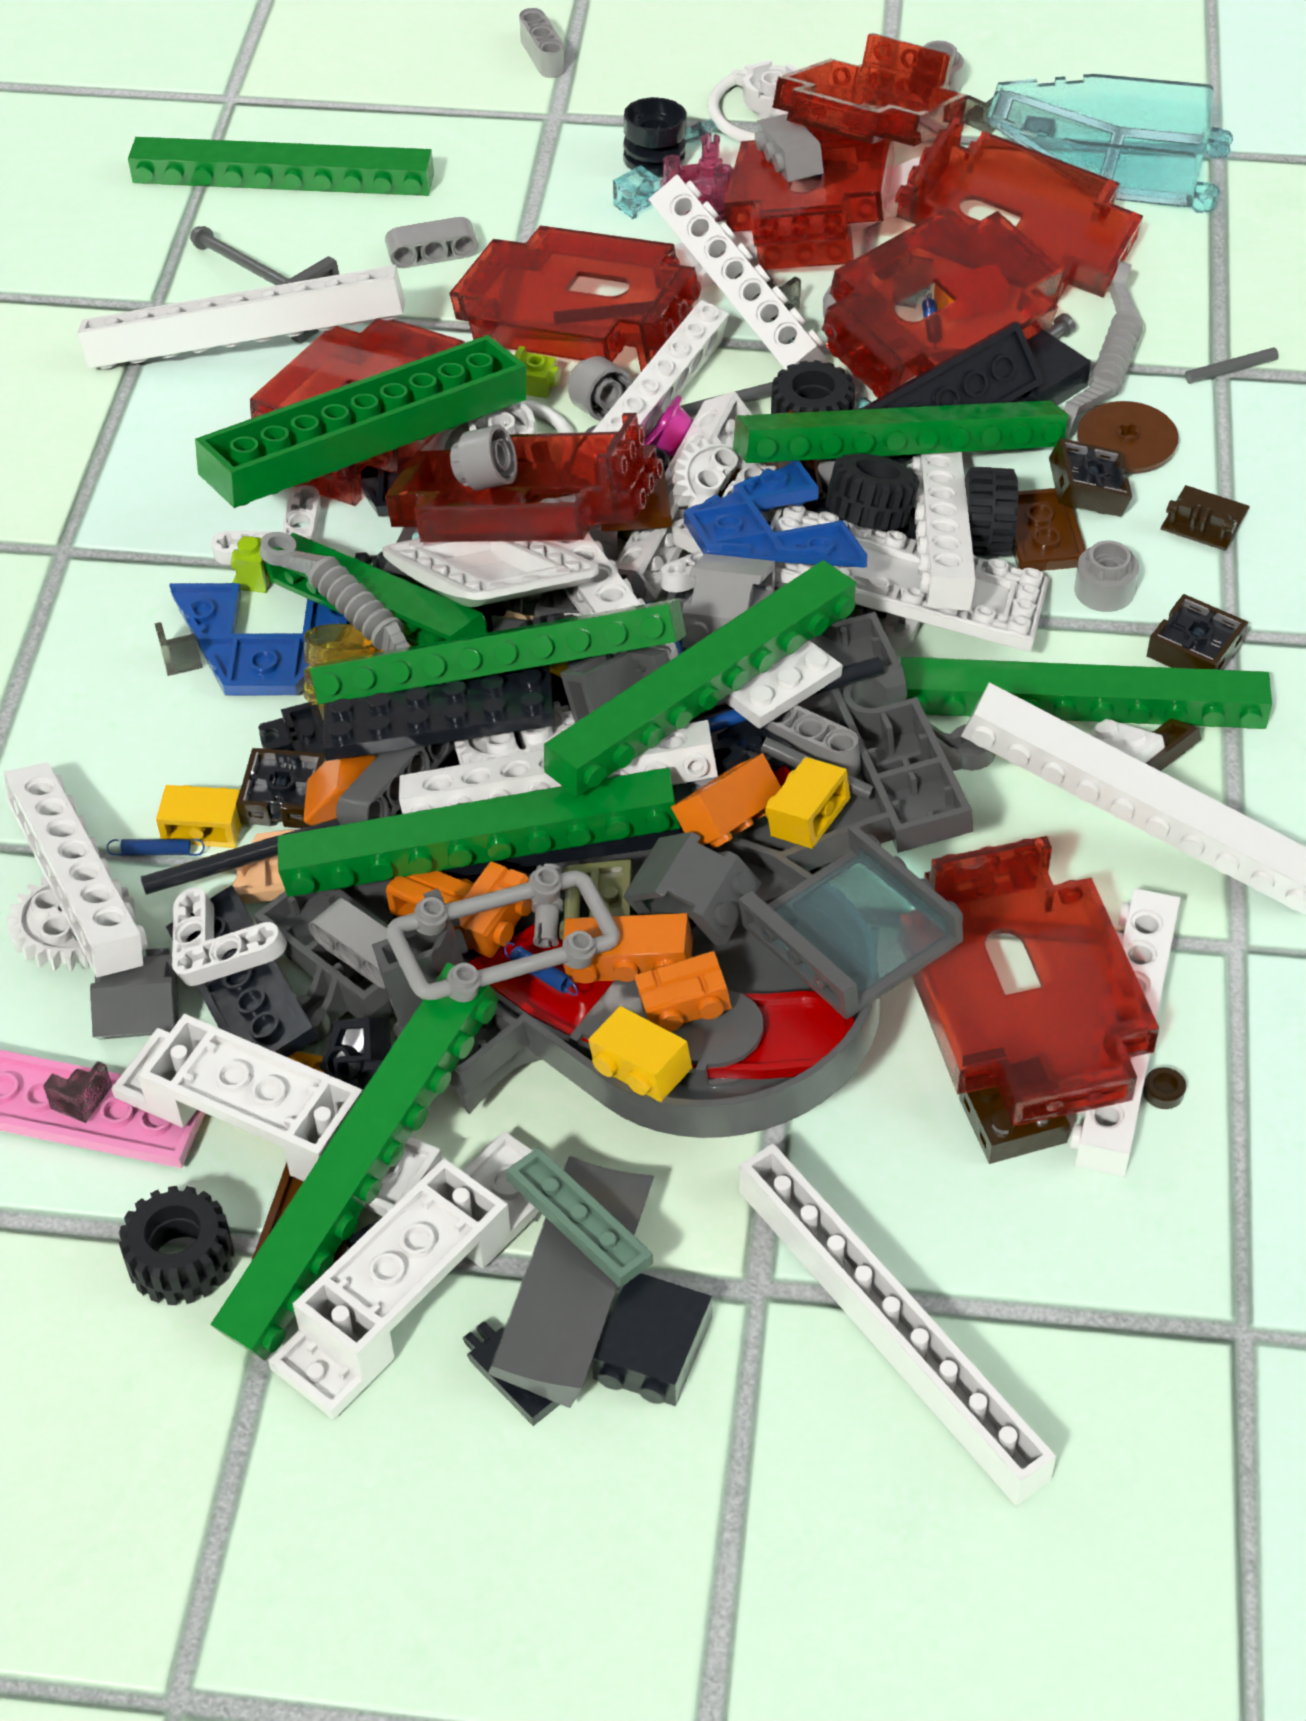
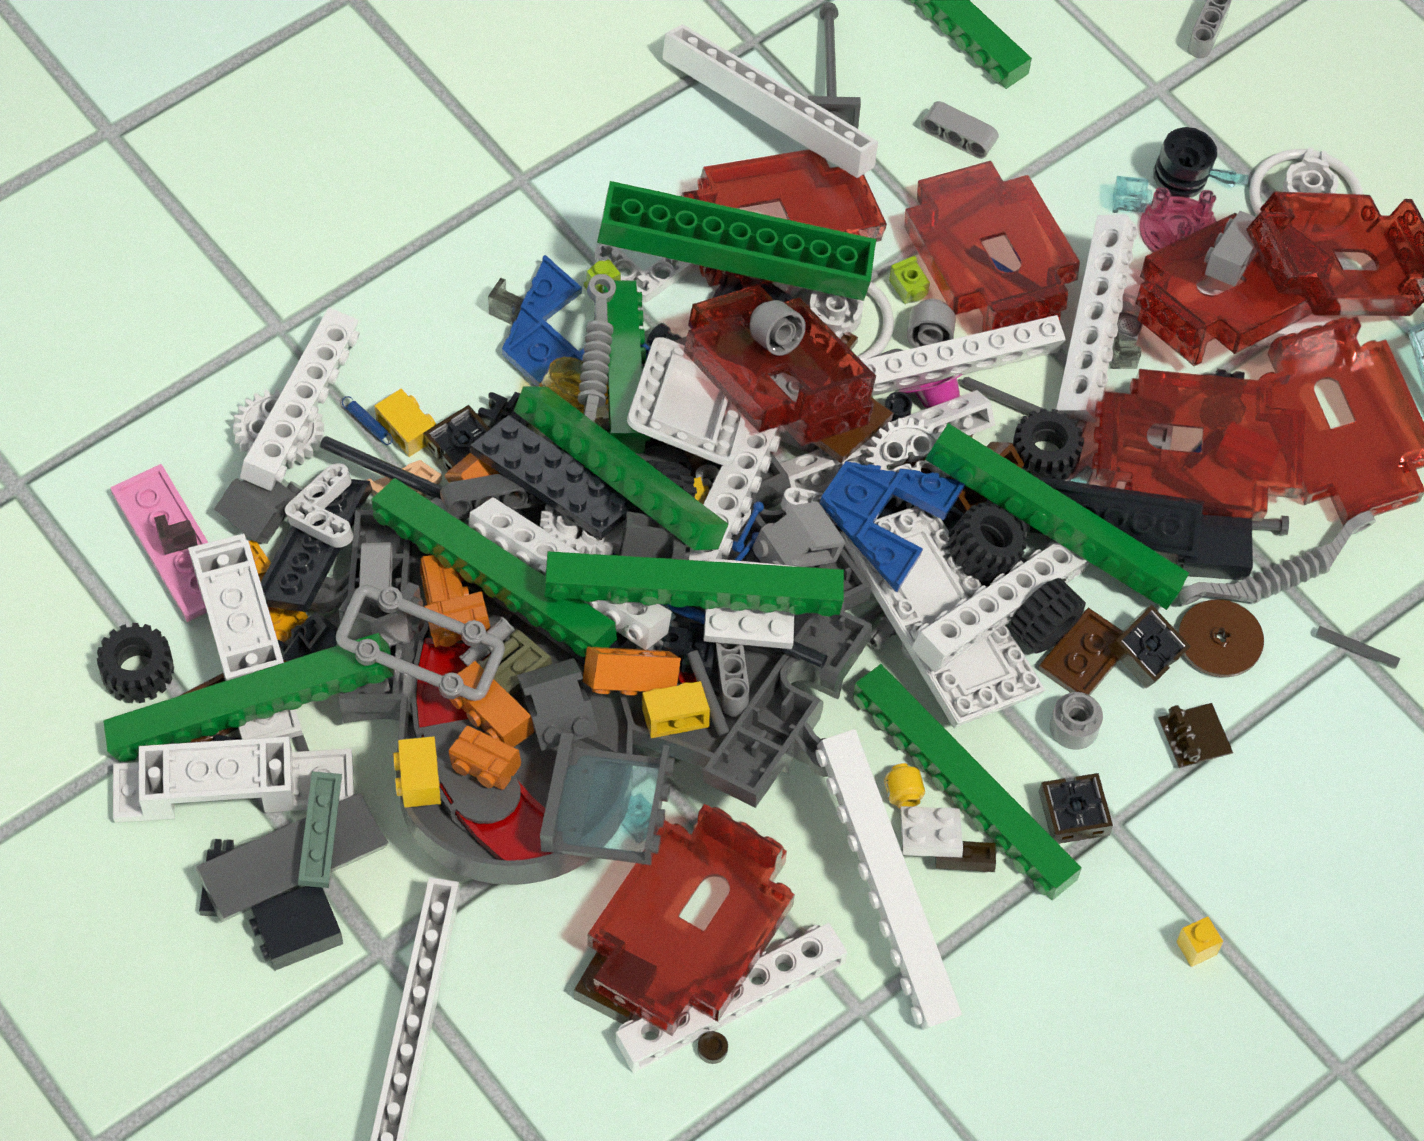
camera: 40 degrees right, 10 degrees up
(551, 975) = (445, 667): blue piece -> none

